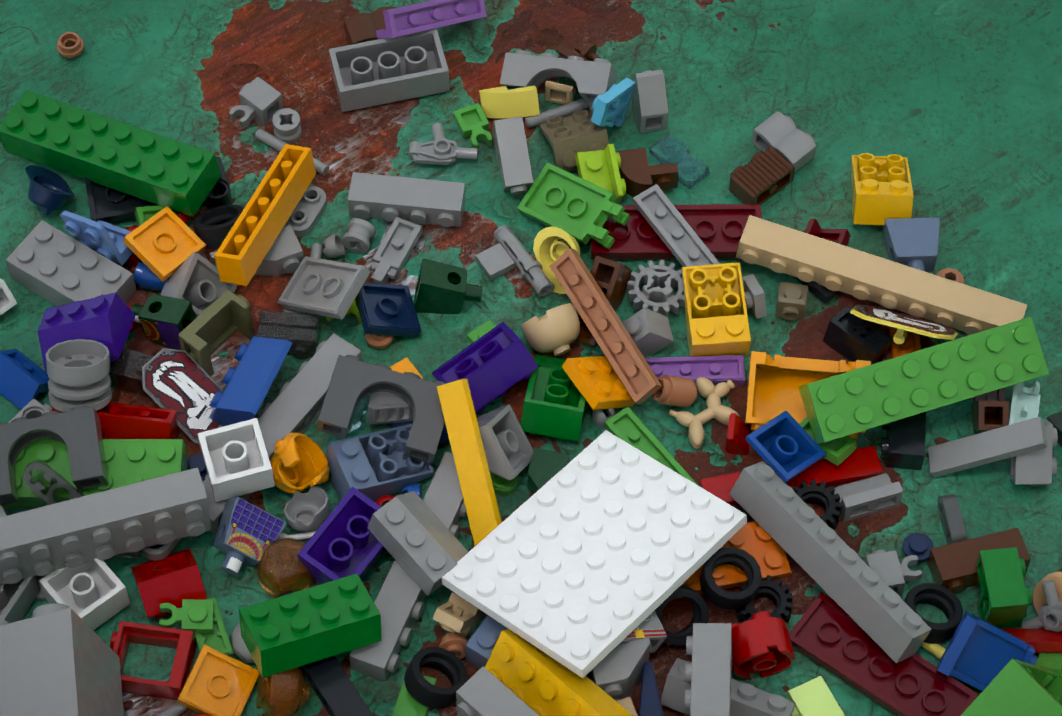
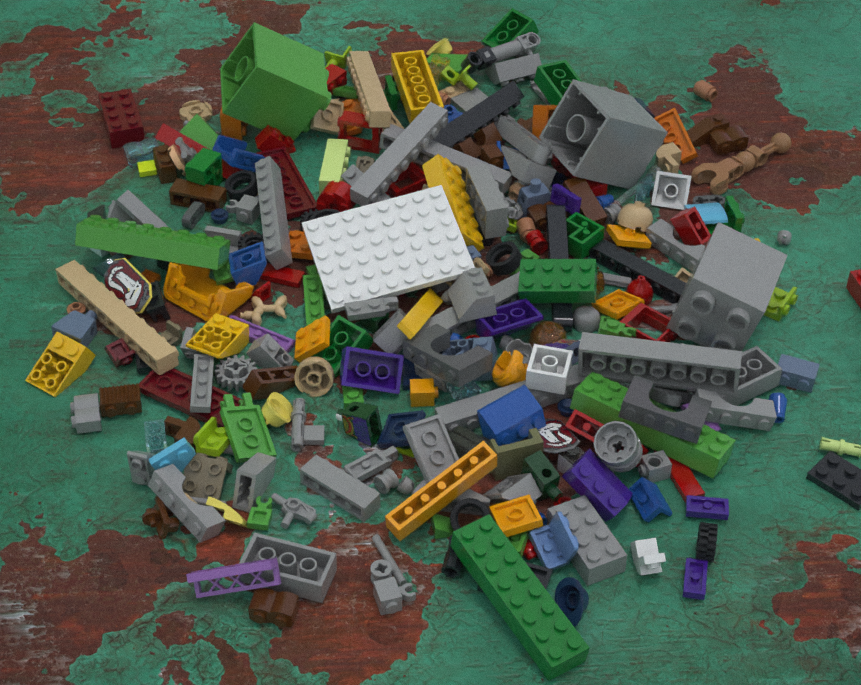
camera: 150 degrees left, 15 degrees down
(553, 456) = (370, 308): none -> light grey hinge
(605, 326) = (287, 354): nougat plate -> none
(676, 391) = (276, 319): nougat brick -> none

